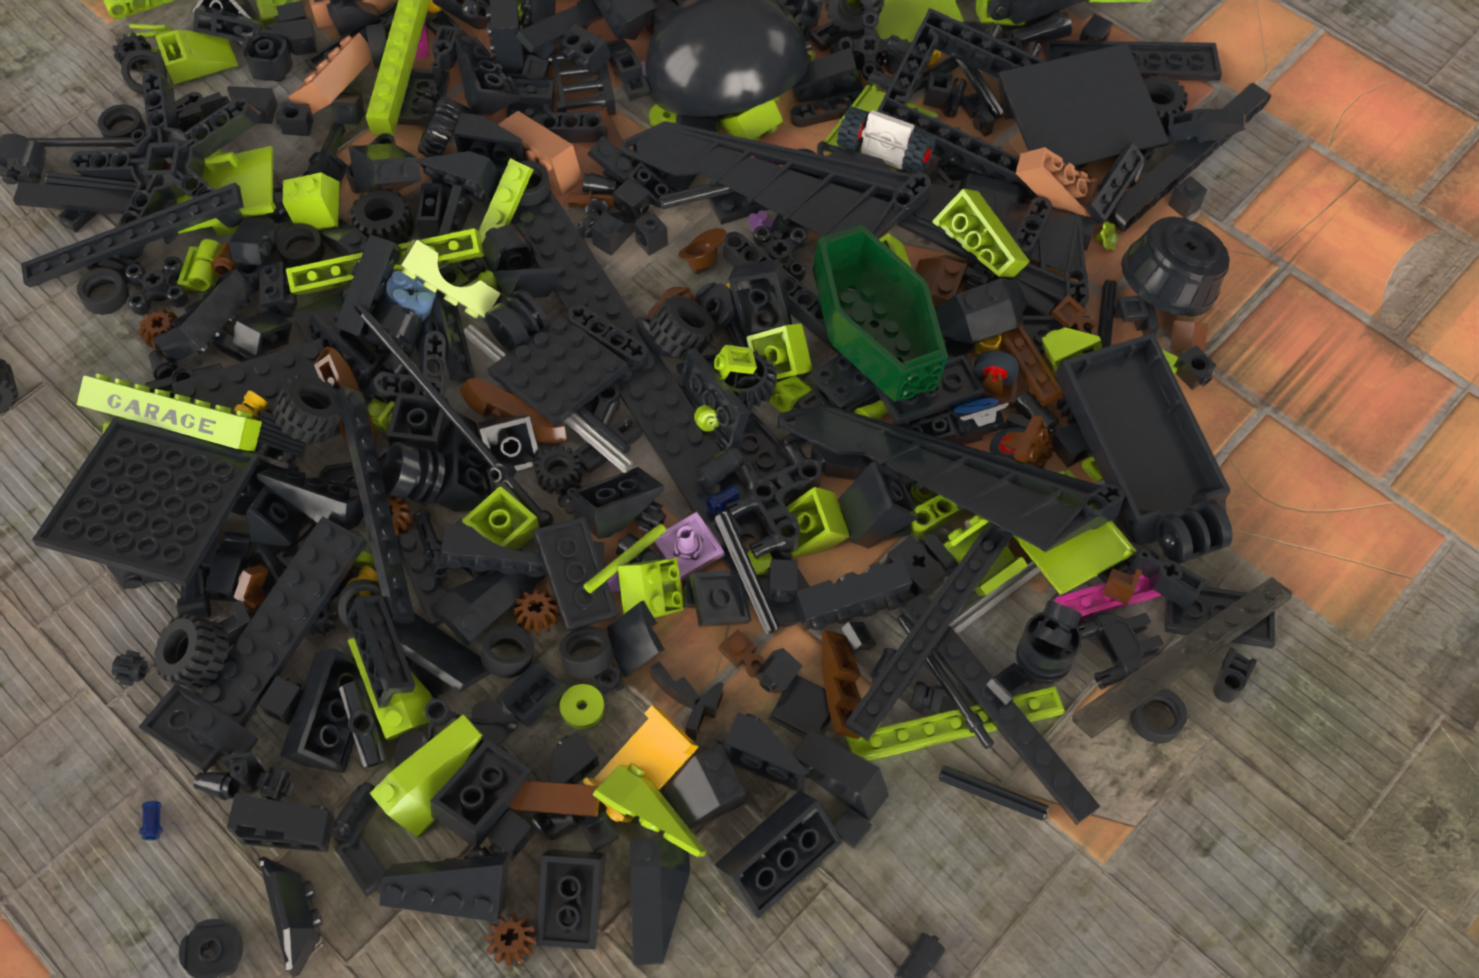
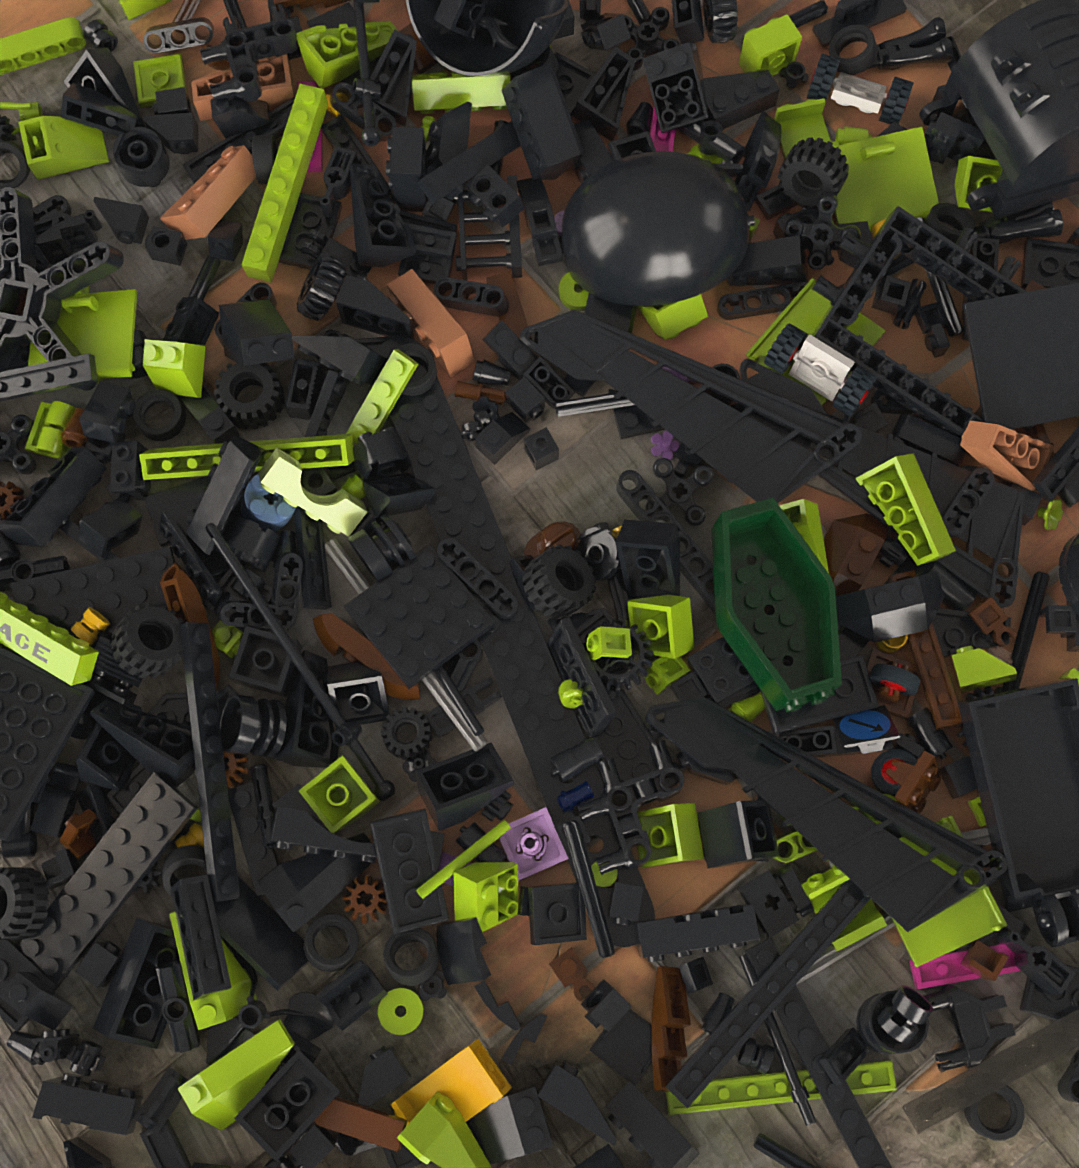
camera: 10 degrees right, 15 degrees up
(703, 250) = (595, 476): reddish brown piece -> none

